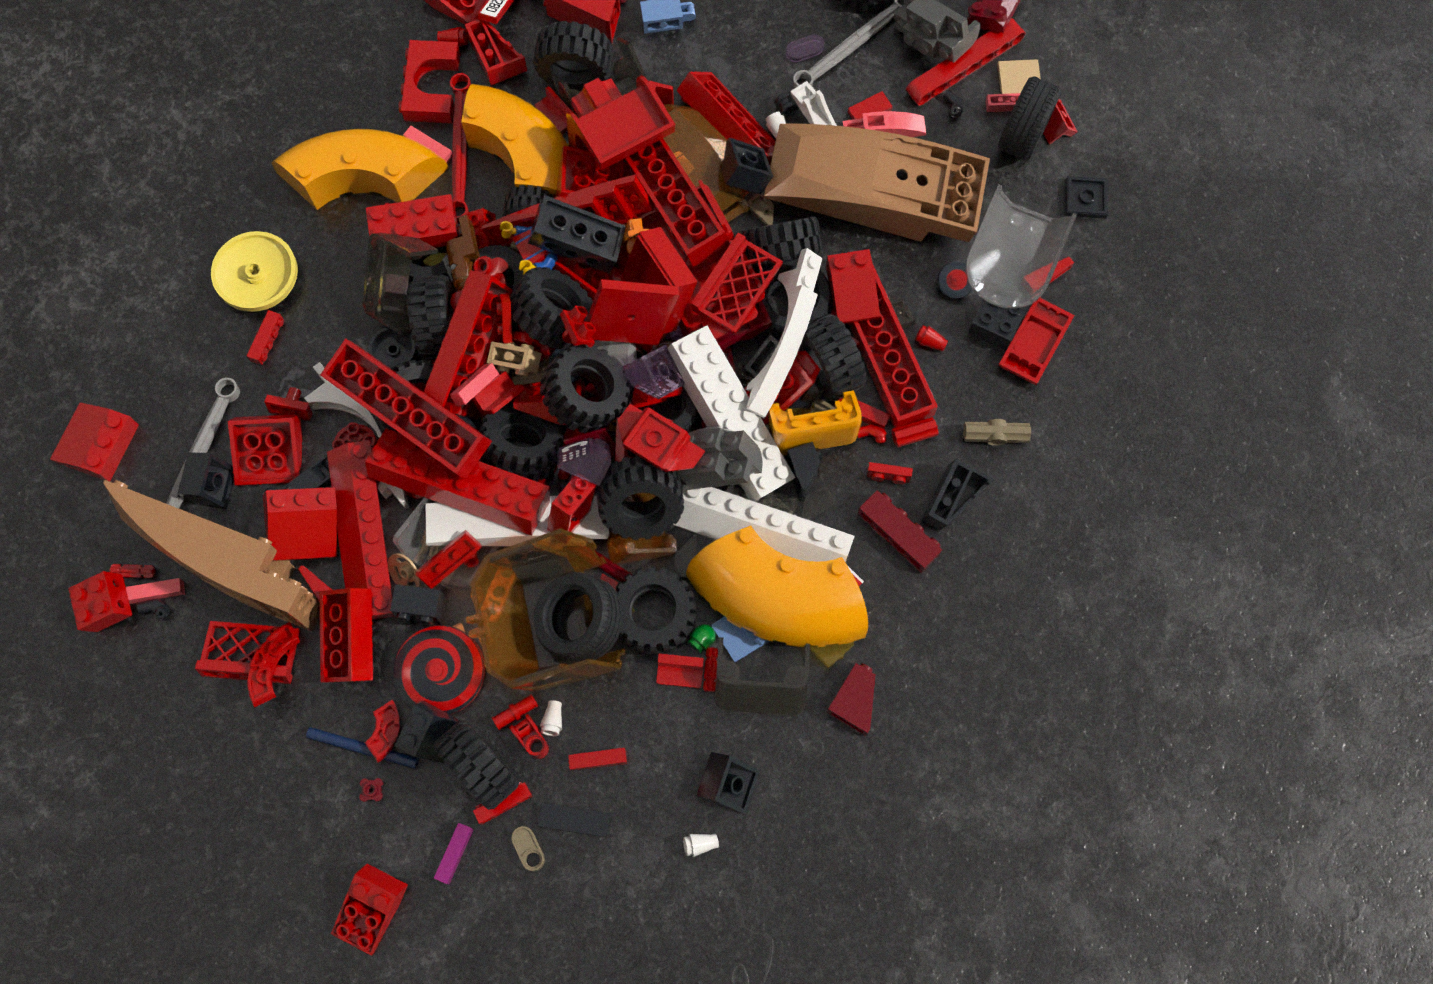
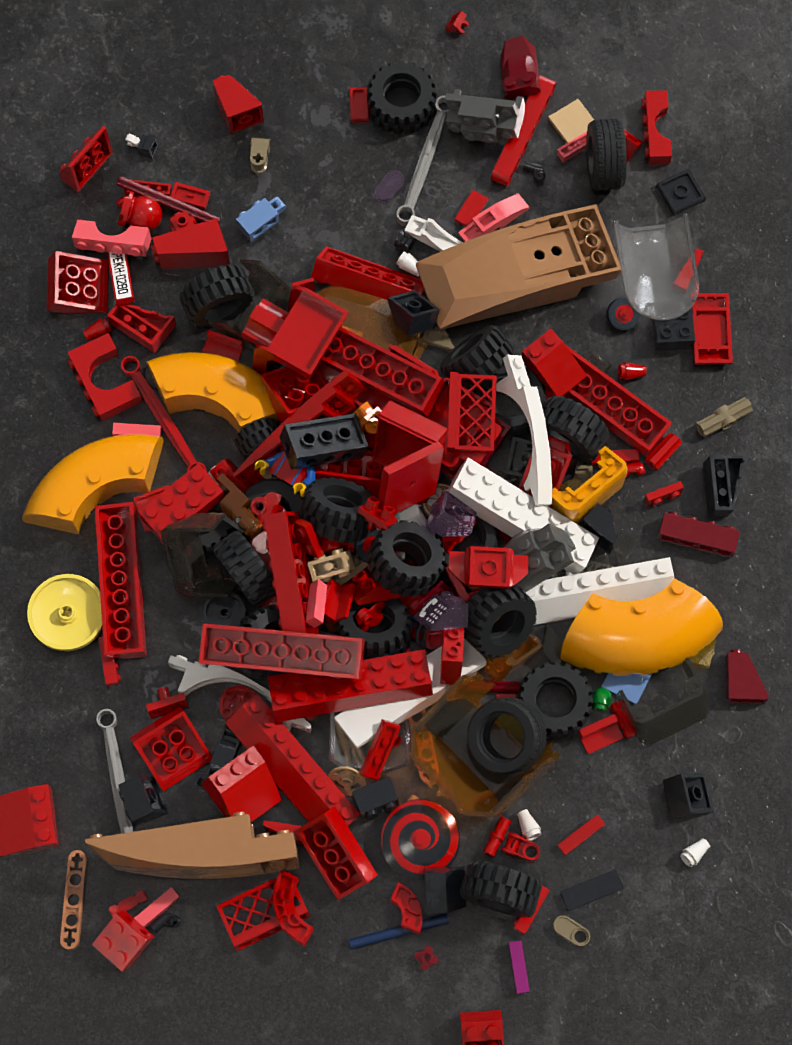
camera: 30 degrees left, 0 degrees up
(76, 543) = (77, 909): none -> nougat beam
(319, 271) = (120, 581): none -> red slope
(521, 428) = (370, 617): none -> red plate
(1090, 142) = (658, 147): none -> red arch

